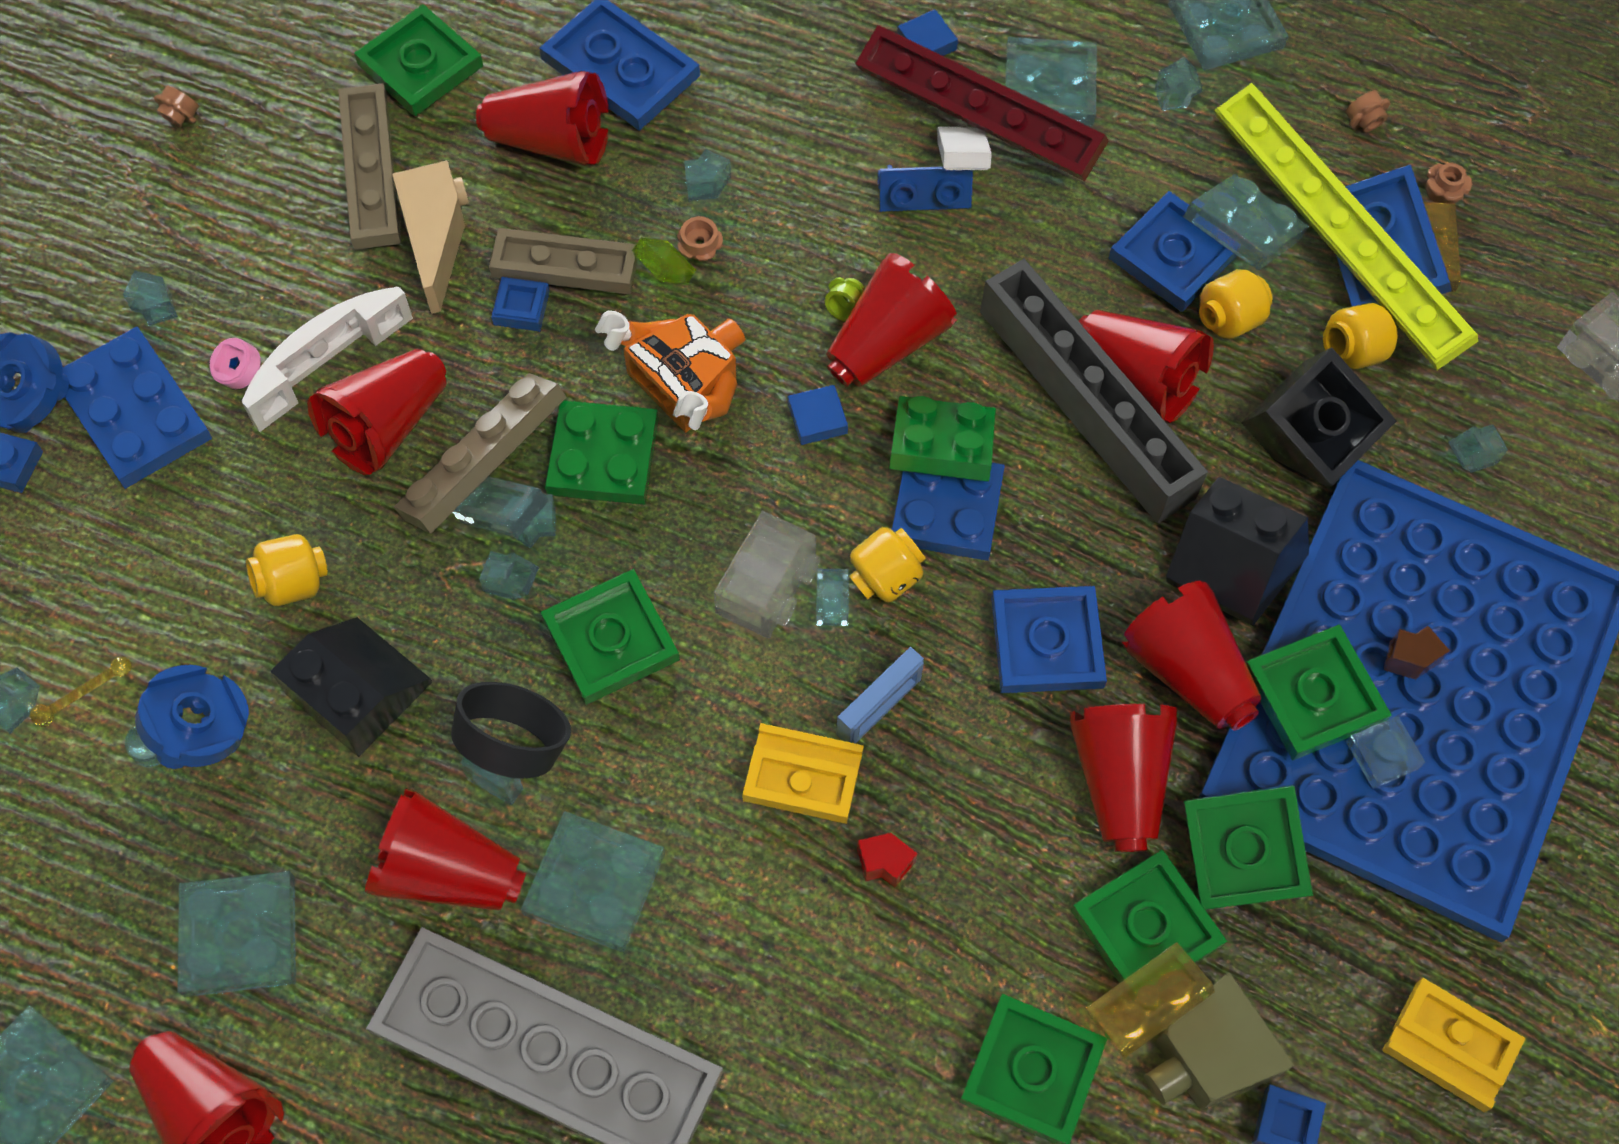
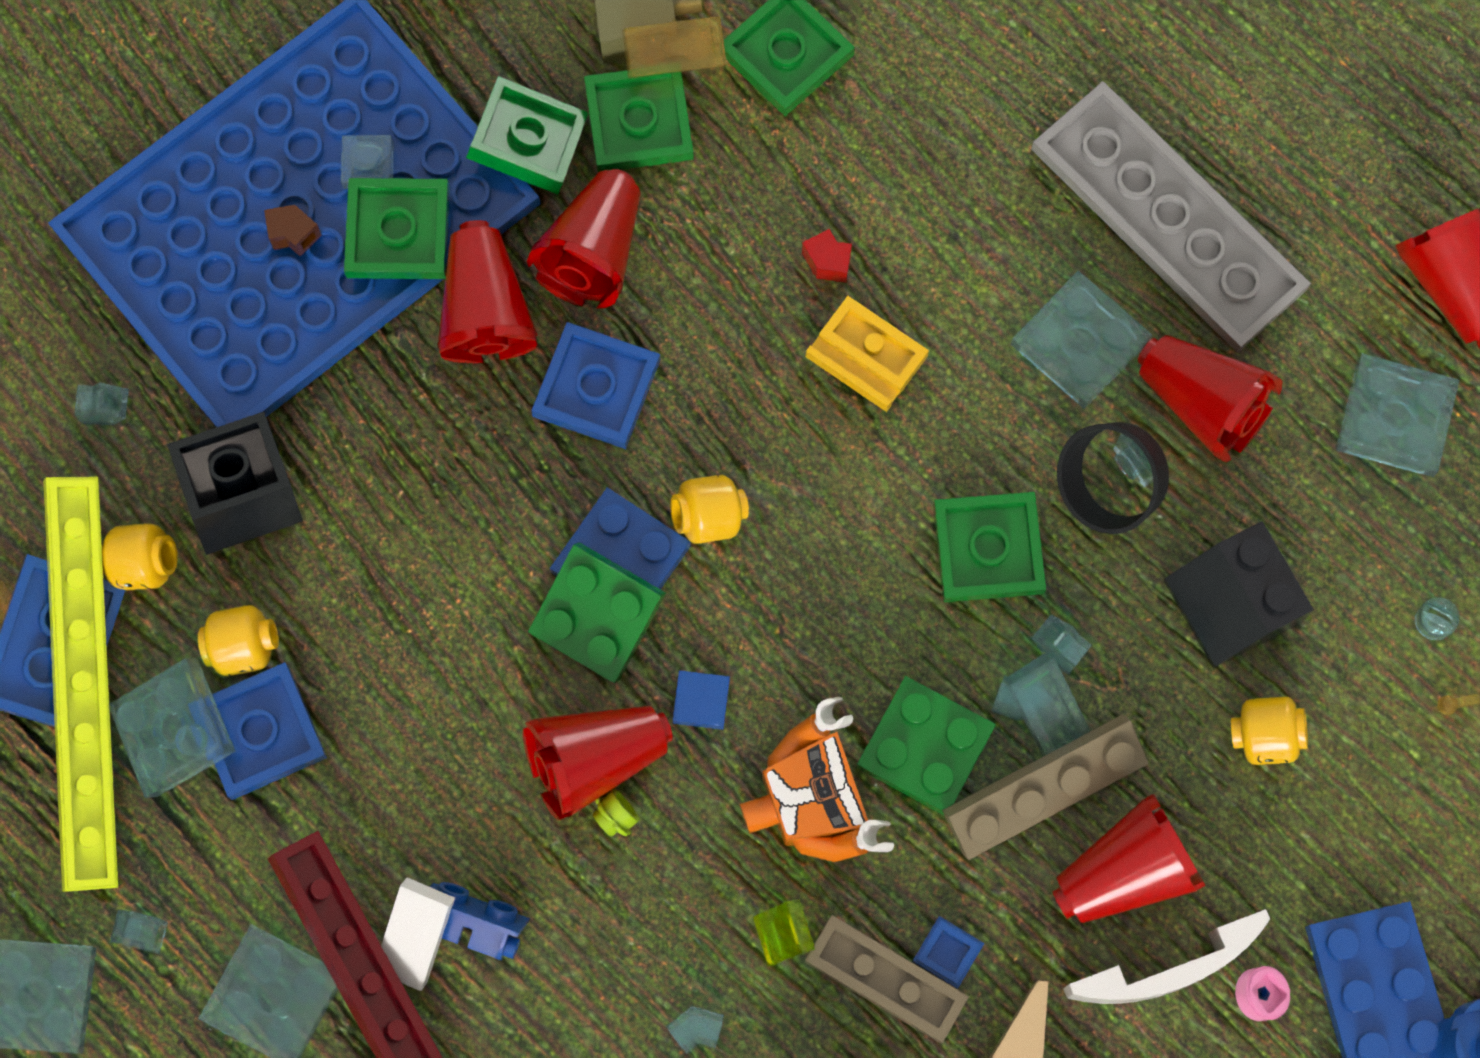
camera: 155 degrees left, 10 degrees up
(185, 743) = (1369, 595): blue plate -> none
(699, 229) = (735, 936): nougat plate -> none
(766, 575) = (822, 544): clear brick -> none
(832, 597) = (770, 503): clear light blue piece -> none
(880, 697) = (771, 389): medium blue tile -> none
(1092, 391) = (433, 600): dark grey brick -> none
(1154, 357) = (364, 613): red cone -> none
(1240, 549) = (389, 383): black slope -> none

